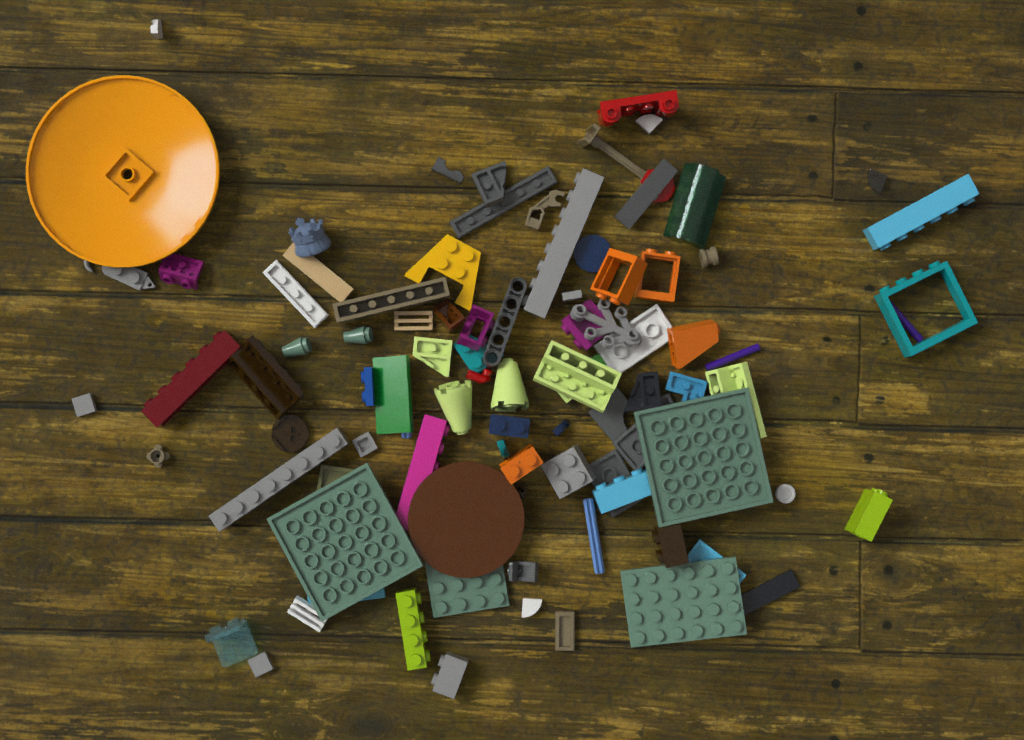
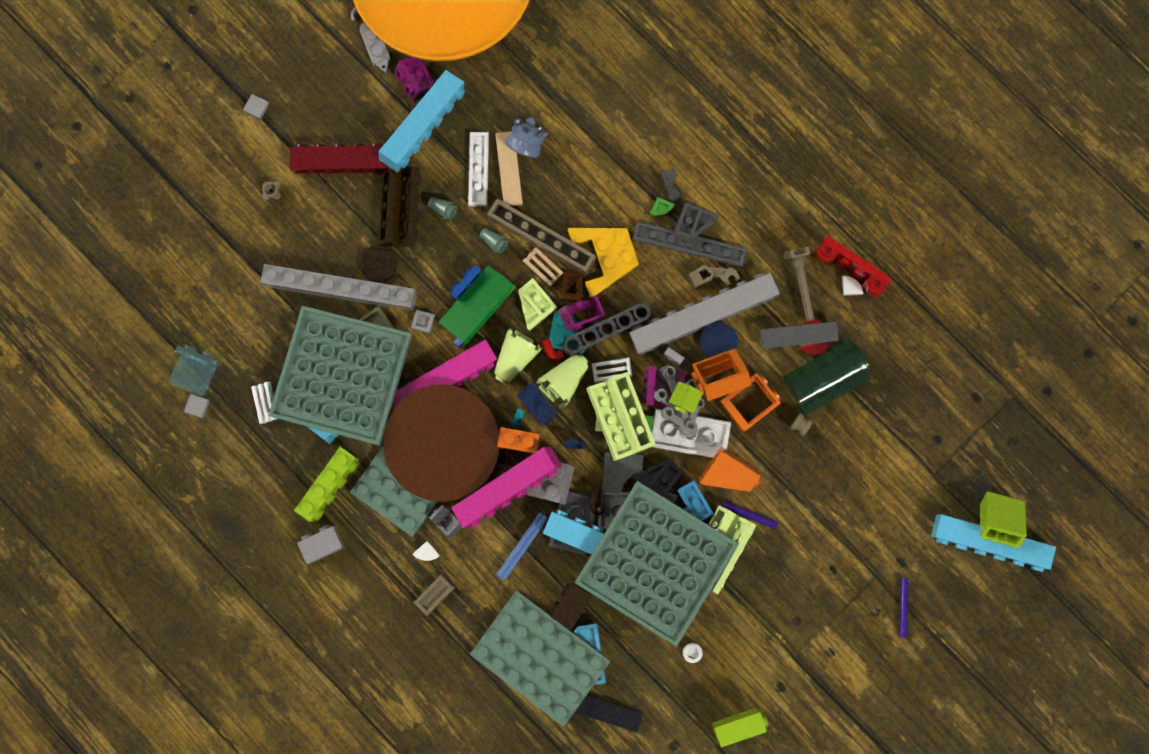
camera: 55 degrees right, 5 degrees down
(220, 299) = (421, 121): none -> medium azure brick
(457, 194) = (661, 207): none -> bright green tile
(526, 361) = (611, 362): none -> white tile
(544, 506) = (507, 487): none -> dark pink brick
(610, 319) = (685, 398): none -> lime brick
(614, 455) = (593, 501): none -> dark brown arm
(894, 323) = (893, 608): teal window -> none
(914, 190) = (1003, 519): none -> lime brick

